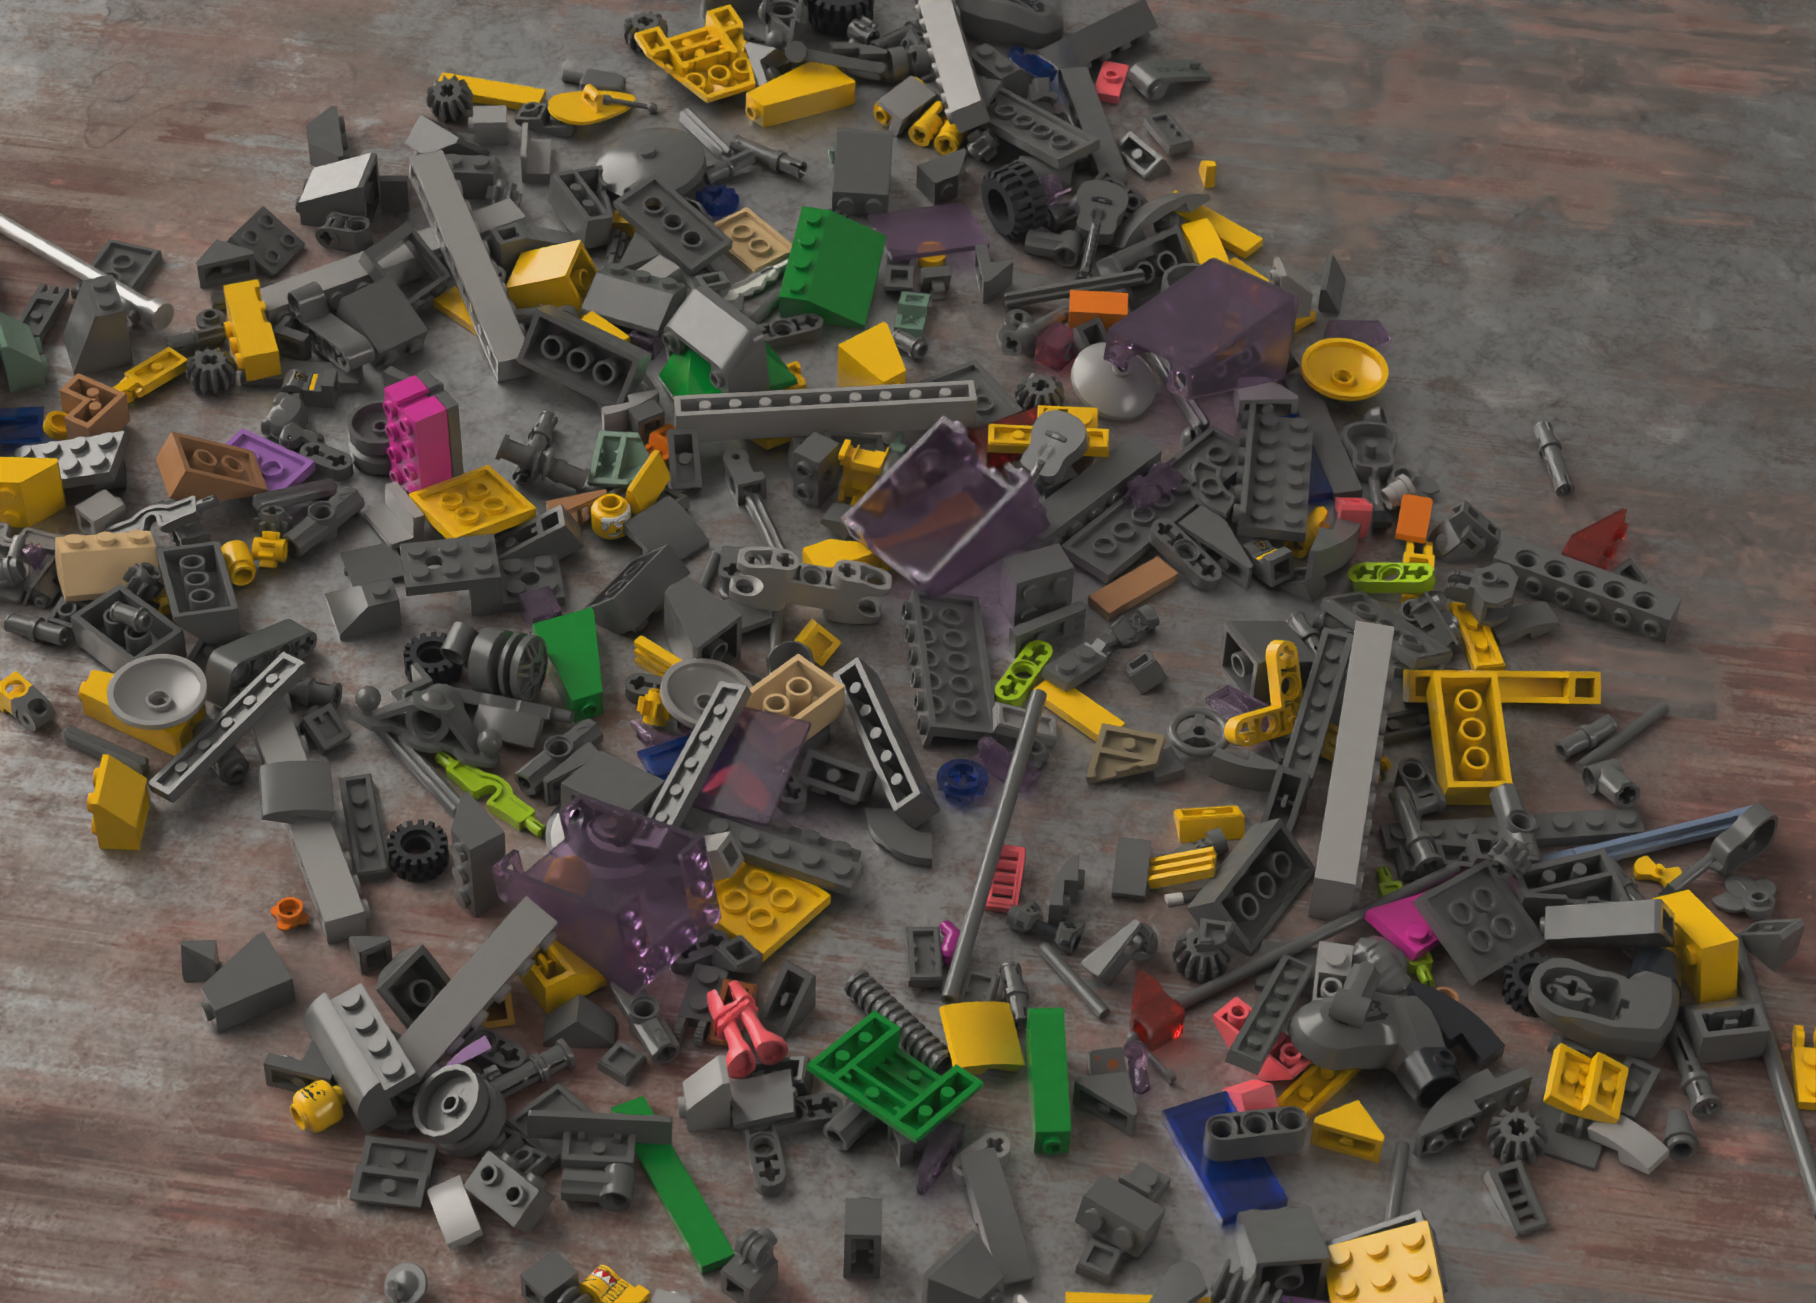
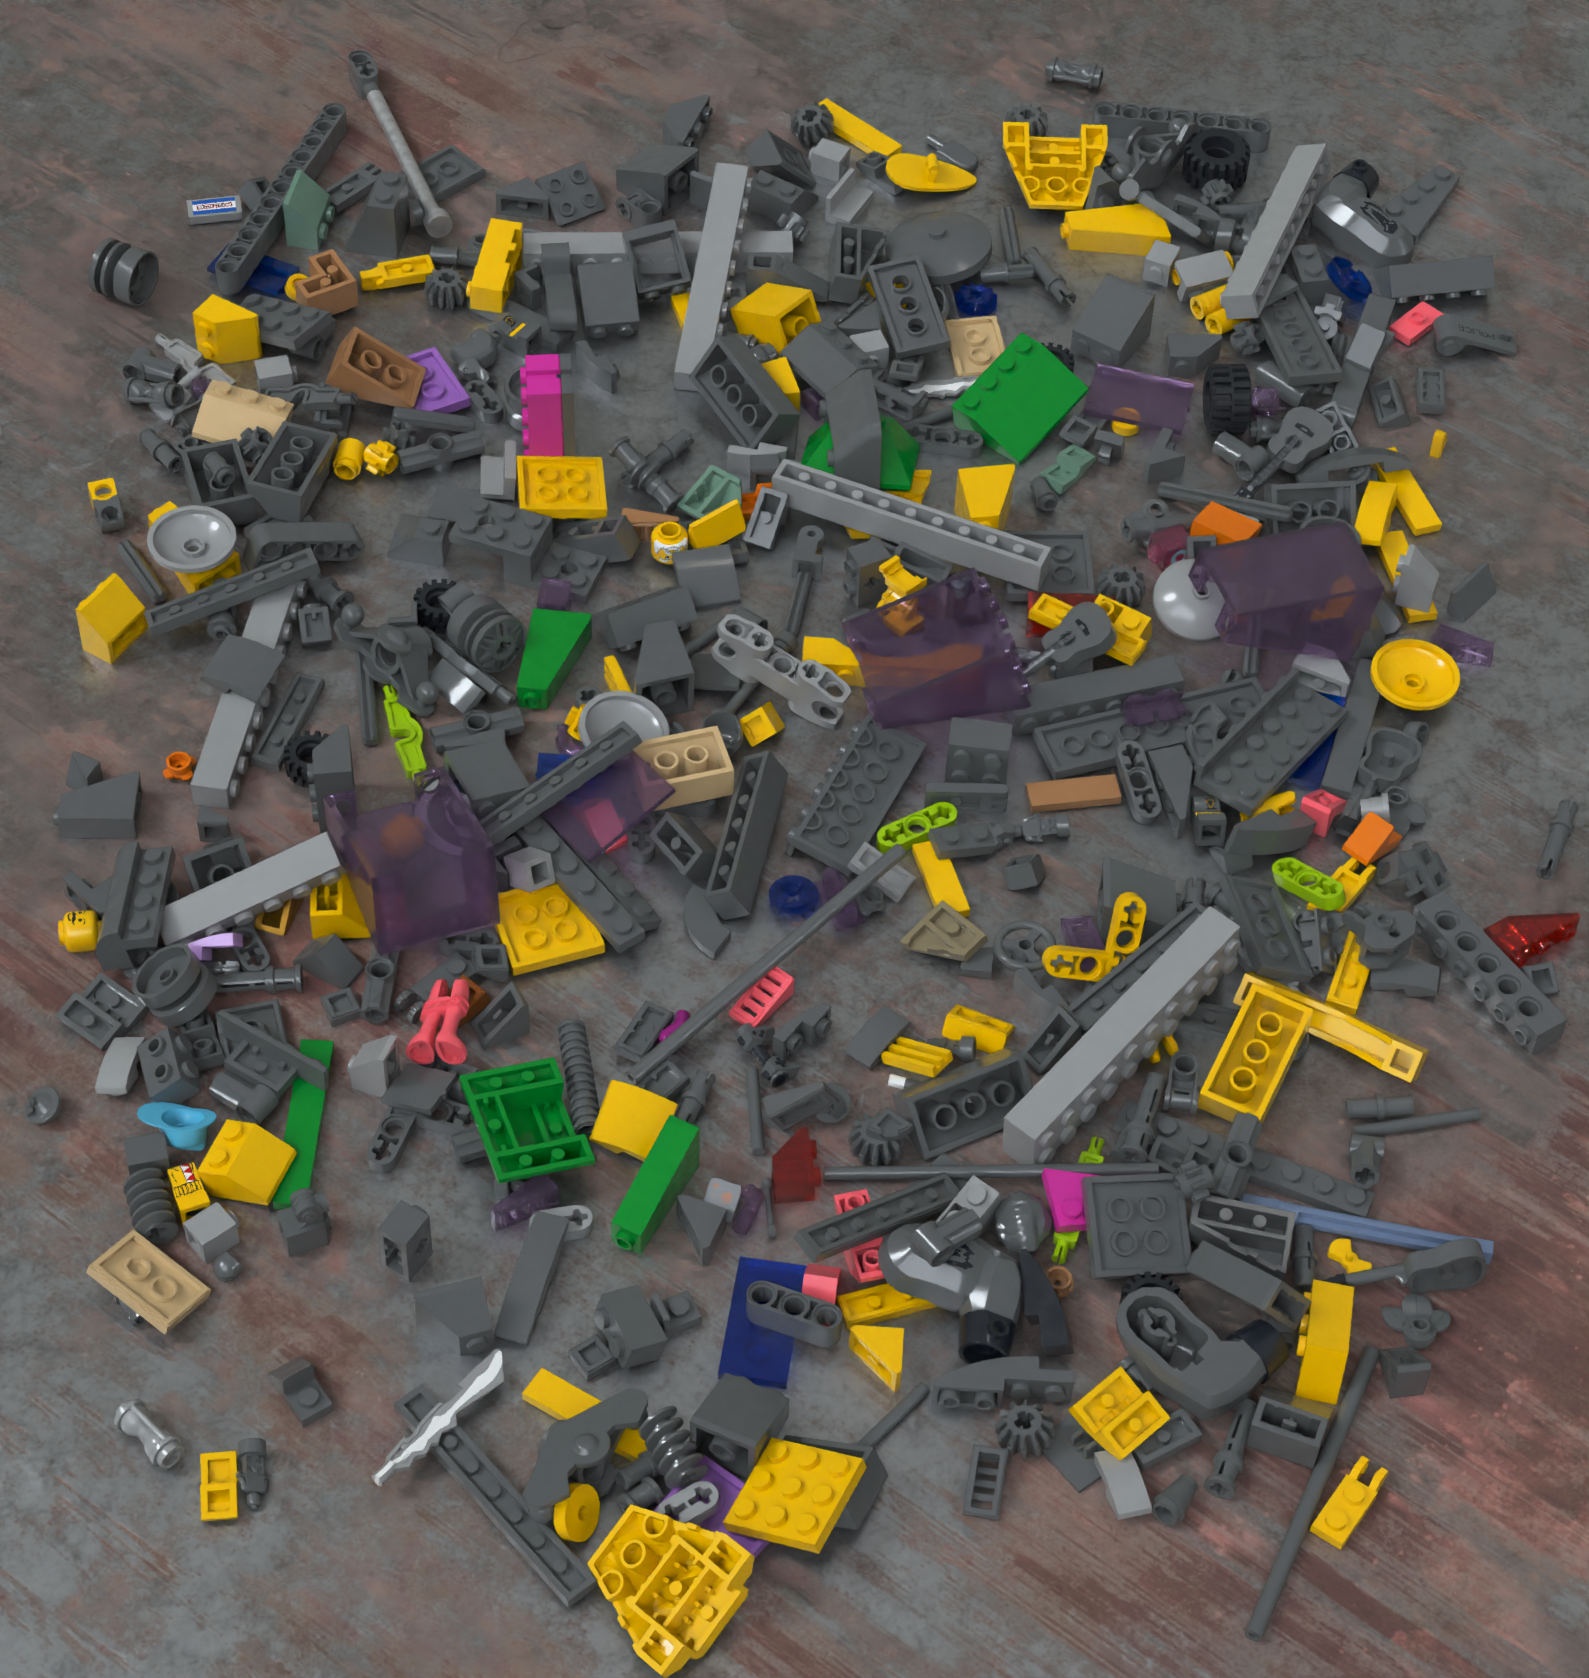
camera: 30 degrees right, 5 degrees up
(567, 1235) = (182, 1125): none -> medium azure piece
(651, 107) = (946, 174): dark grey hinge -> none
(654, 1242) = (245, 1163): none -> yellow slope
(859, 108) = (1160, 263): none -> light grey brick
(1099, 112) = (1369, 346): none -> slope

